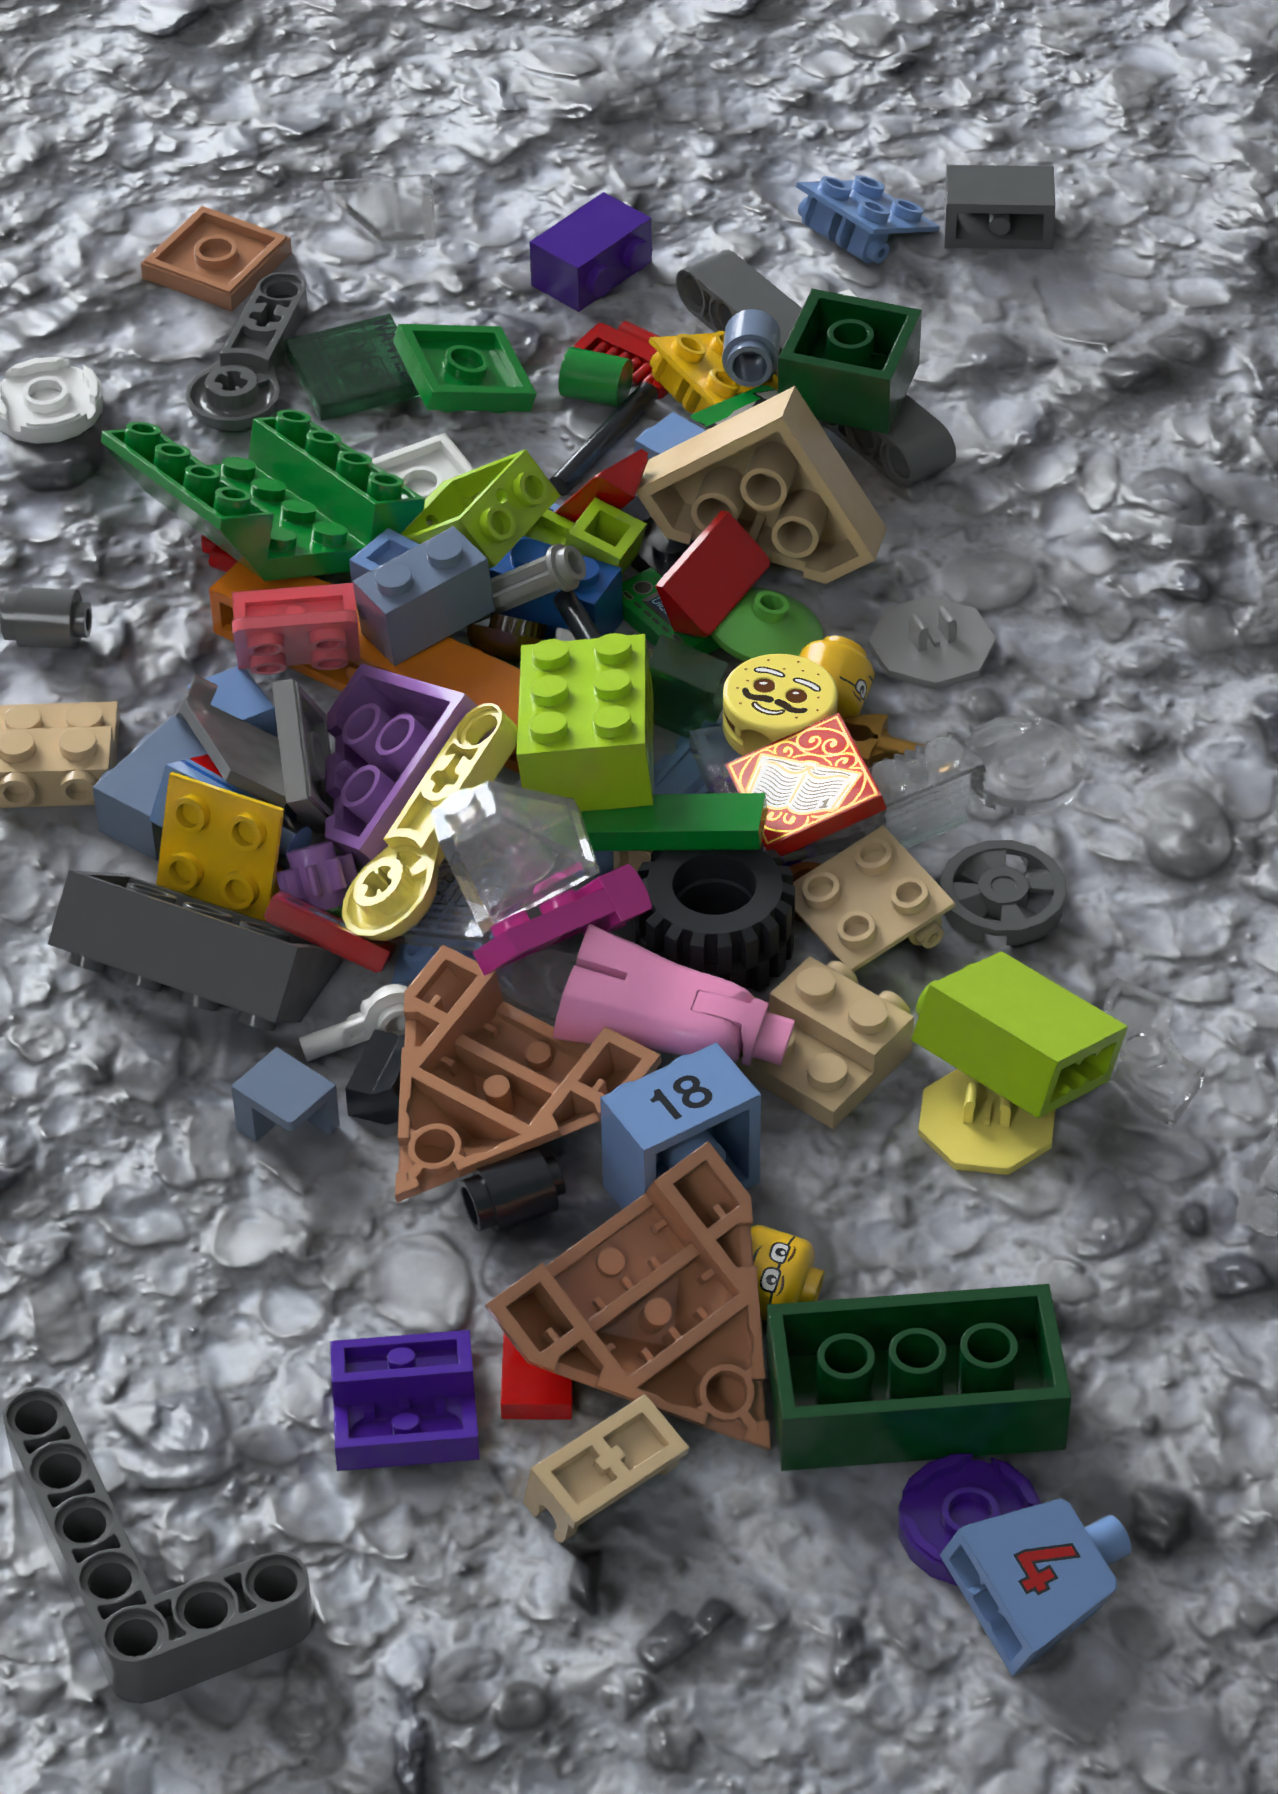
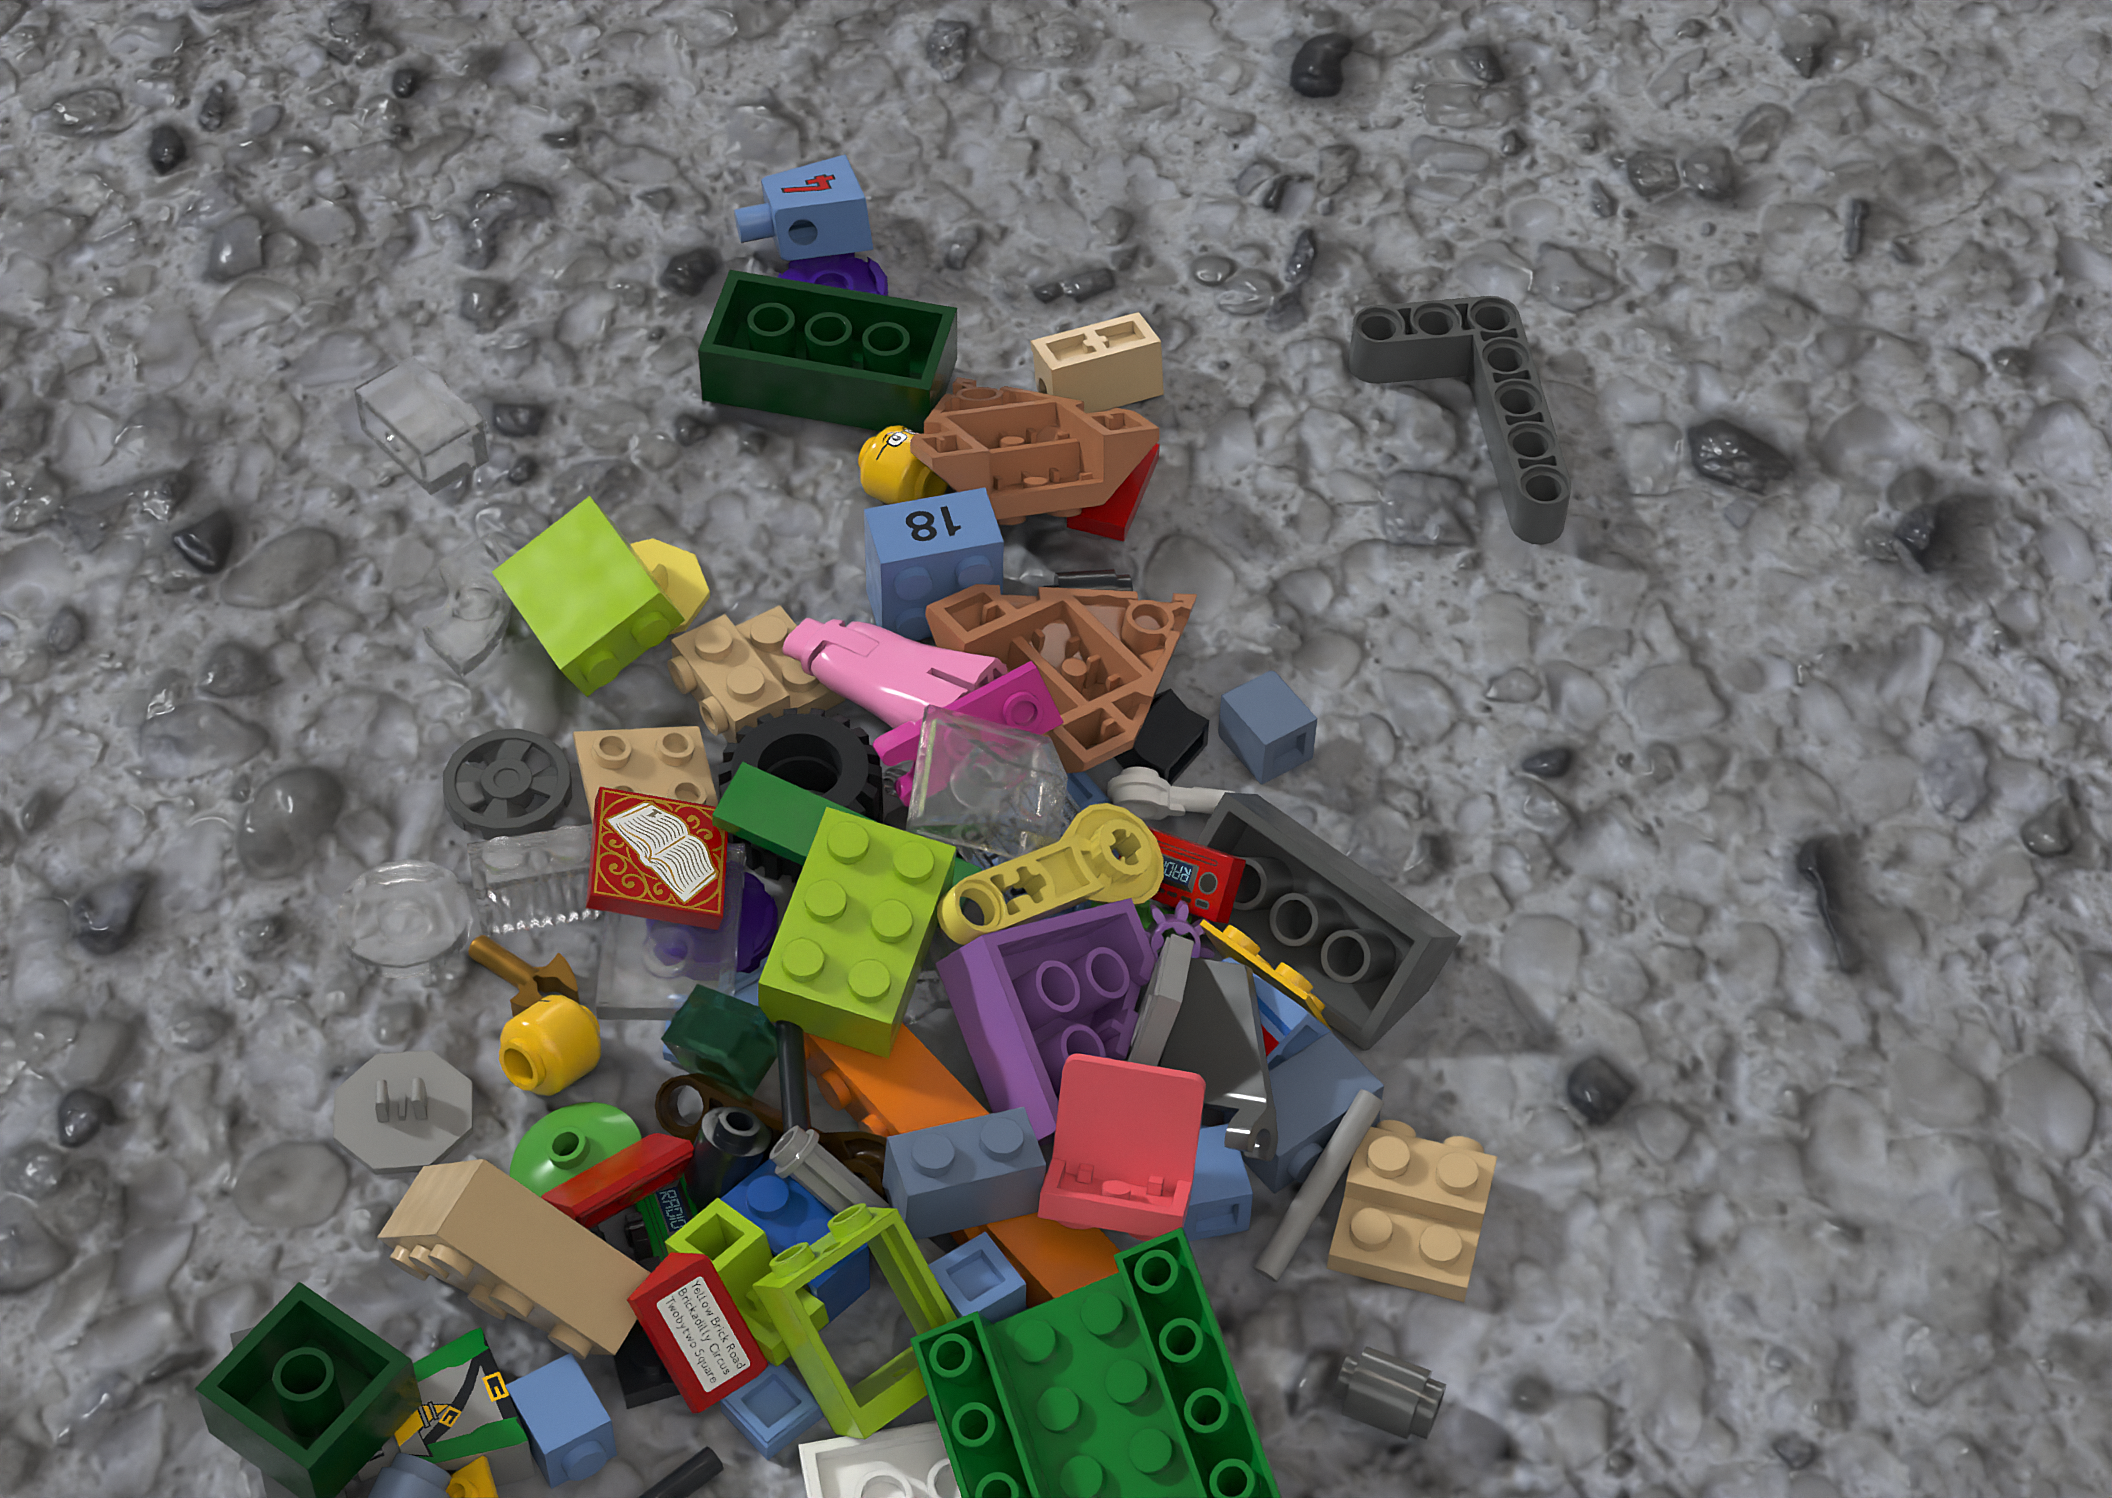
camera: 165 degrees left, 5 degrees up
(134, 726) = (1318, 1185): none -> light grey bar
(403, 1400) = (1234, 475): dark purple slope -> none
(631, 602) = (726, 1152): none -> black brick
(775, 699) = (634, 965): light yellow head -> none

